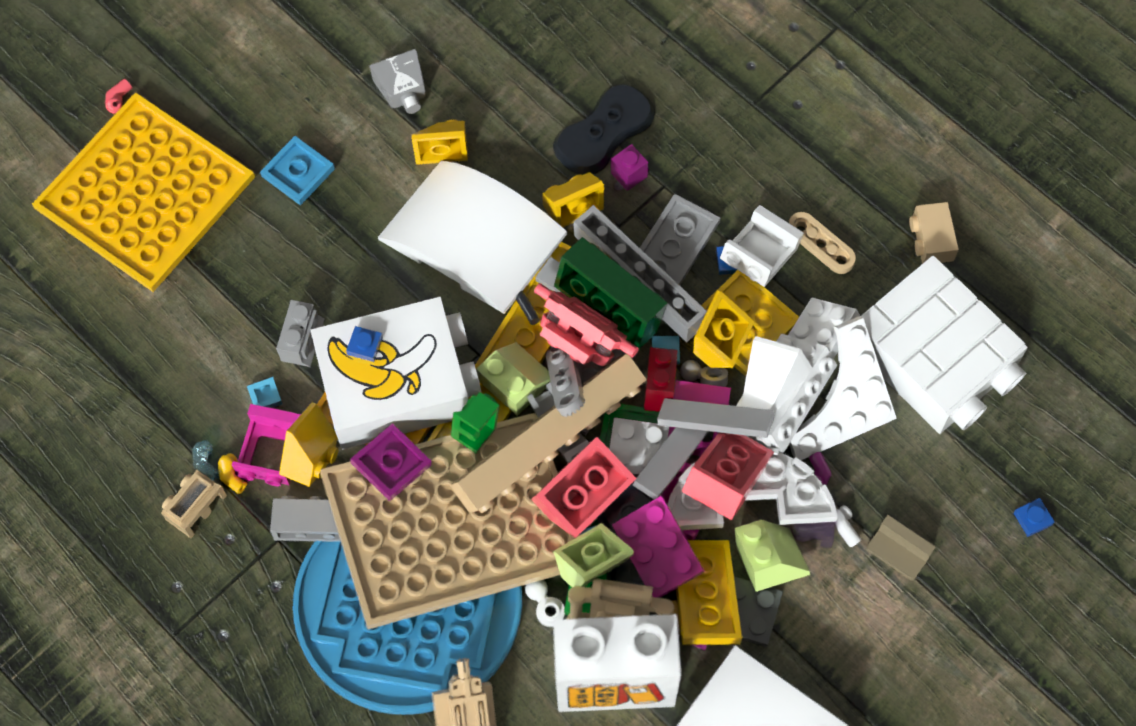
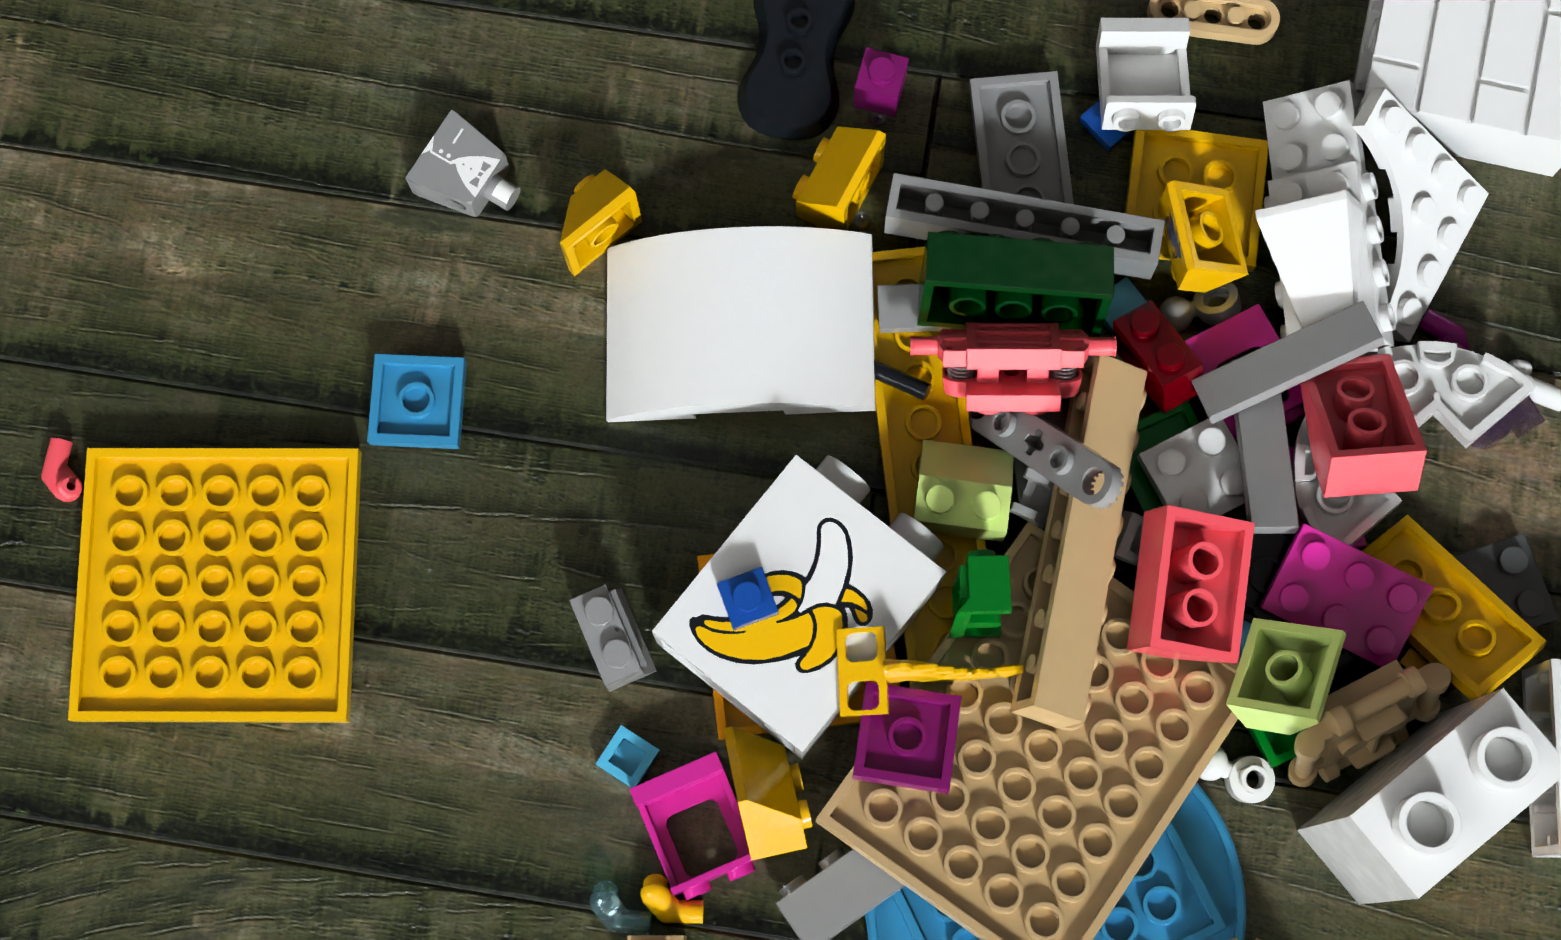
camera: 35 degrees left, 10 degrees up
(409, 425) = (893, 671): none -> yellow piece
(769, 554) = (1476, 498): yellowish green slope -> none

